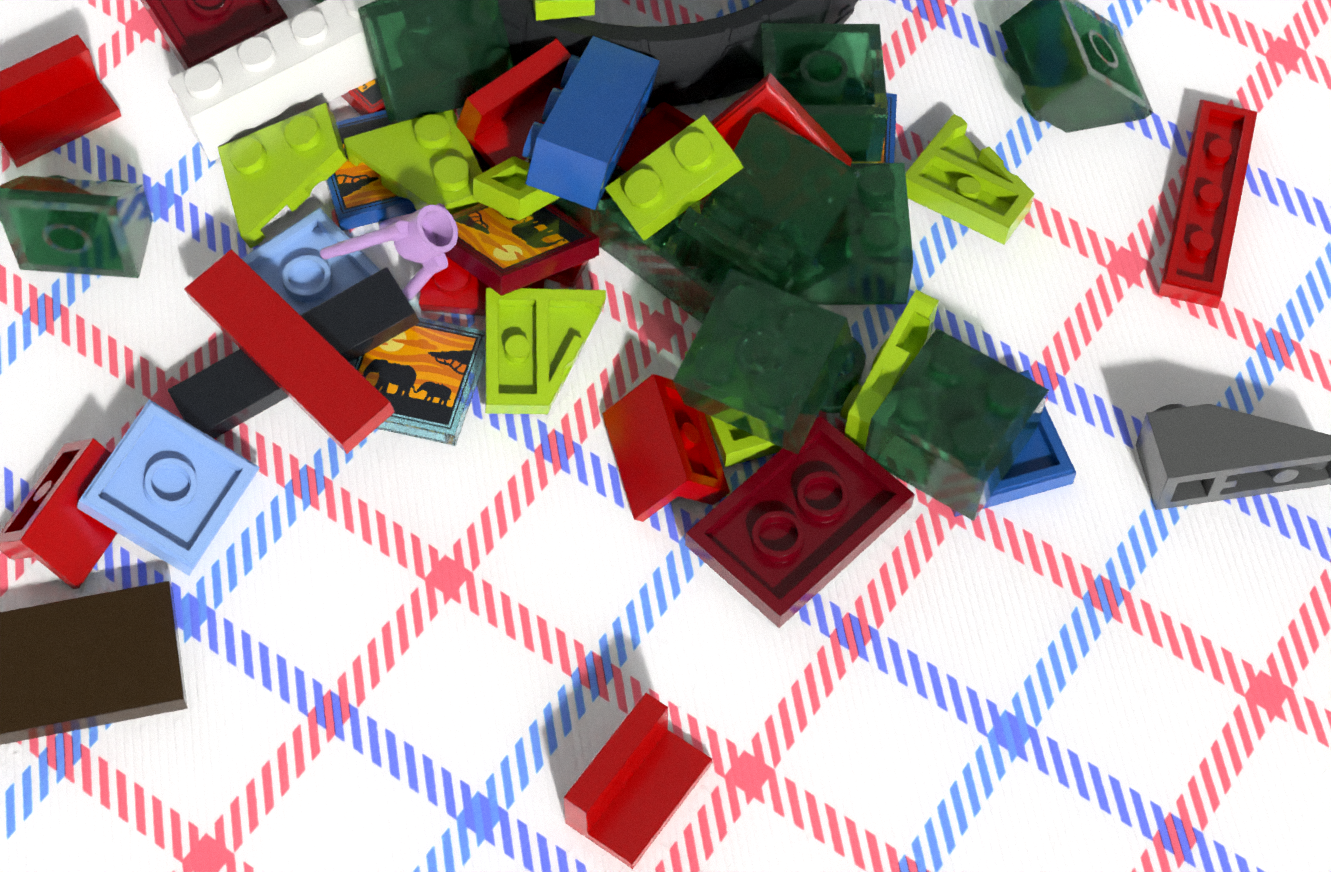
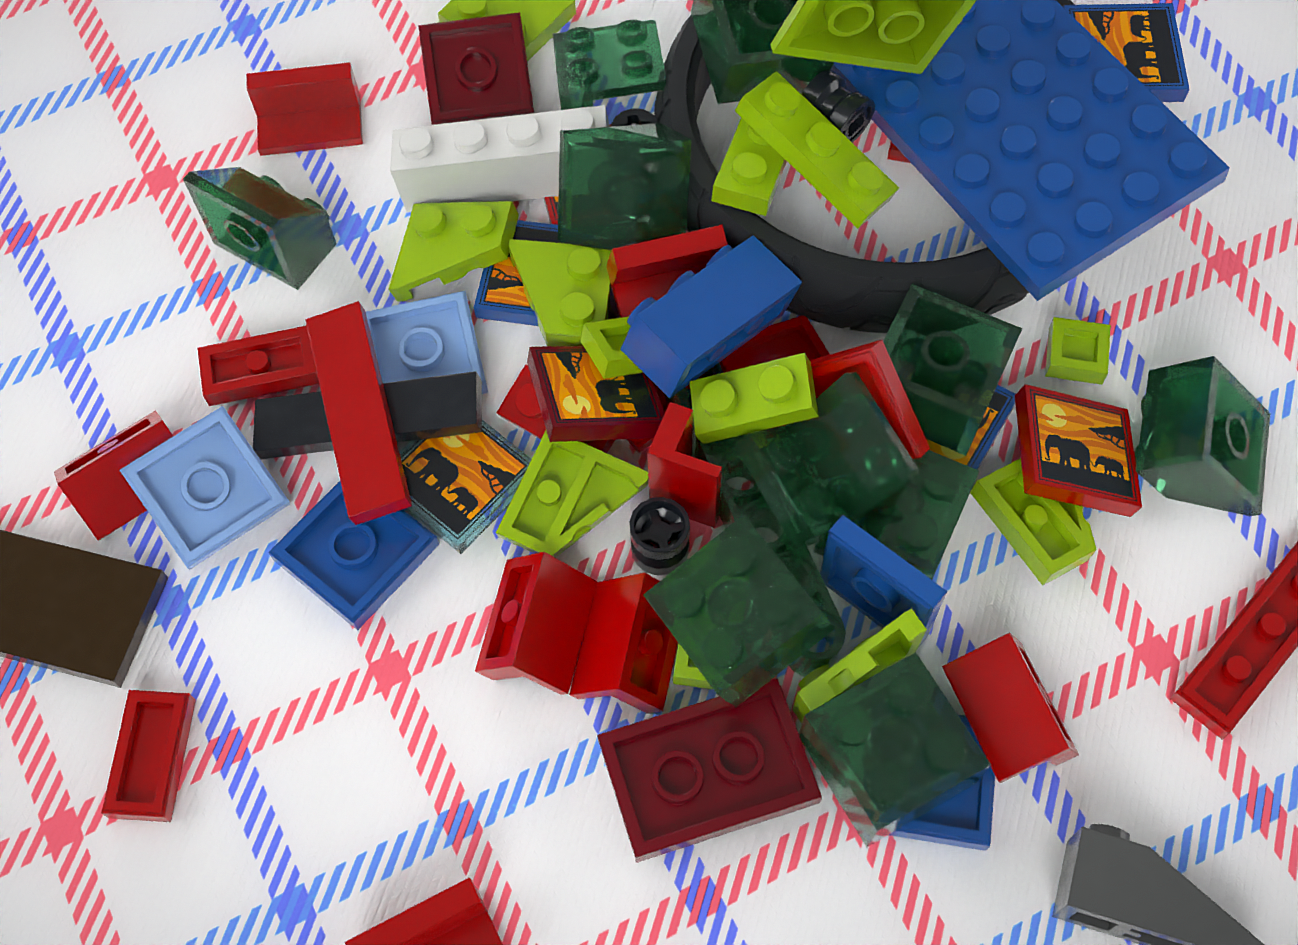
camera: 30 degrees right, 5 degrees up
(150, 357) = (256, 366): none -> red plate
(258, 751) = (149, 756): none -> red tile
(352, 496) = (350, 563): none -> blue tile
(417, 238) = (509, 358): lavender plant -> none
(566, 467) = (537, 622): none -> red panel
(641, 280) = (679, 475): none -> red panel
(642, 342) = (659, 522): none -> black wheel
(866, 285) = (877, 578): none -> blue tile
(926, 35) = (1078, 350): none -> lime plate
(974, 118) = (1077, 451): none -> tile
(1036, 348) = (1009, 708): none -> red panel

